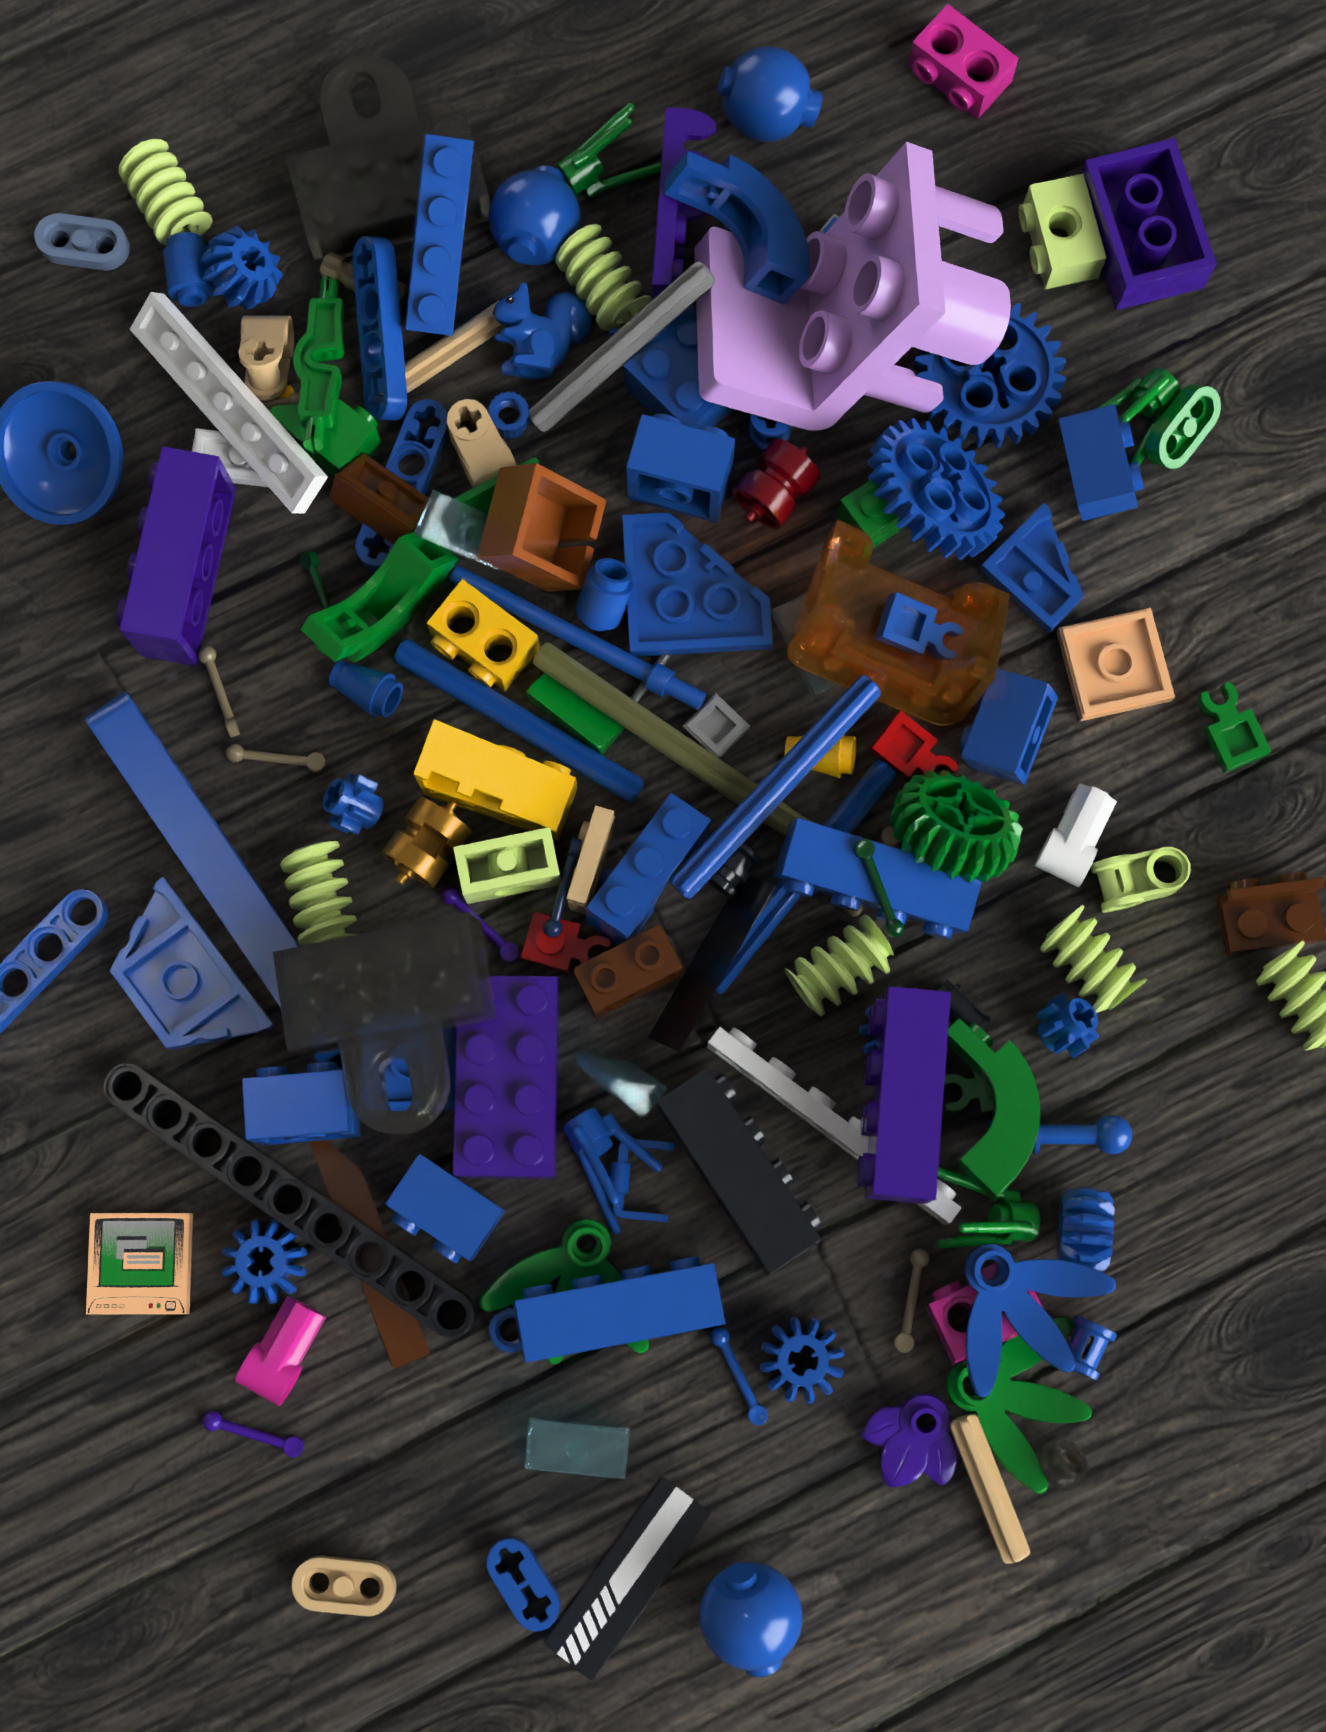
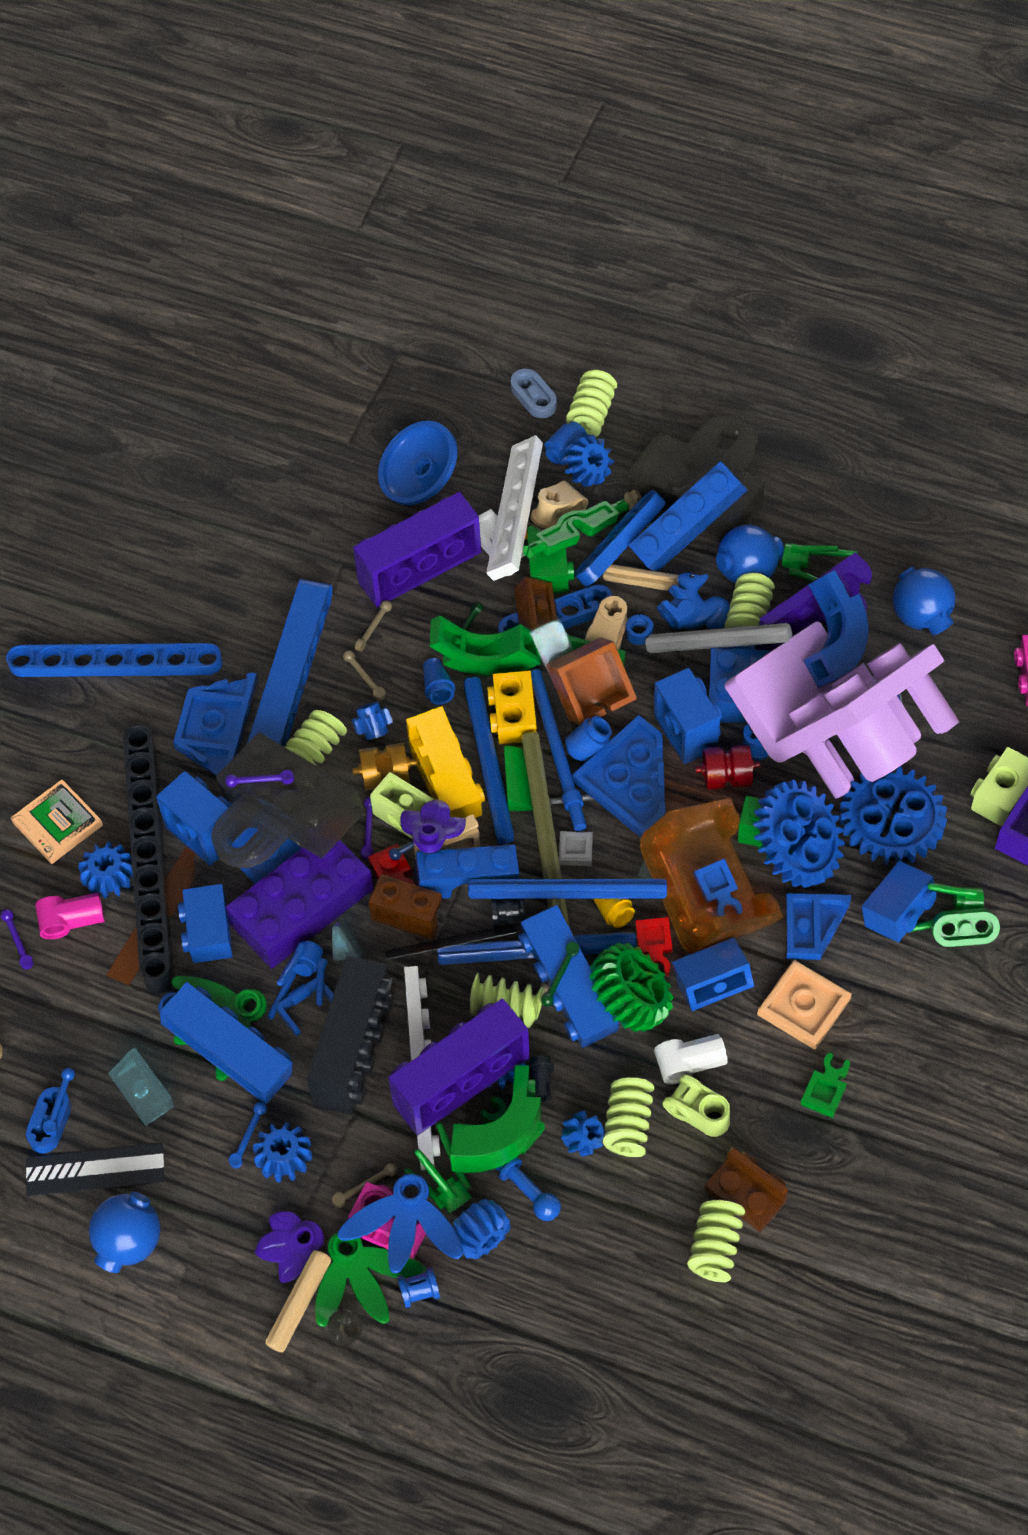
camera: 50 degrees right, 20 degrees down
(374, 976) = (286, 777): none -> dark purple hinge
(541, 1592) = (50, 1126): none -> blue hinge
(567, 858) = (431, 825): none -> dark purple plate

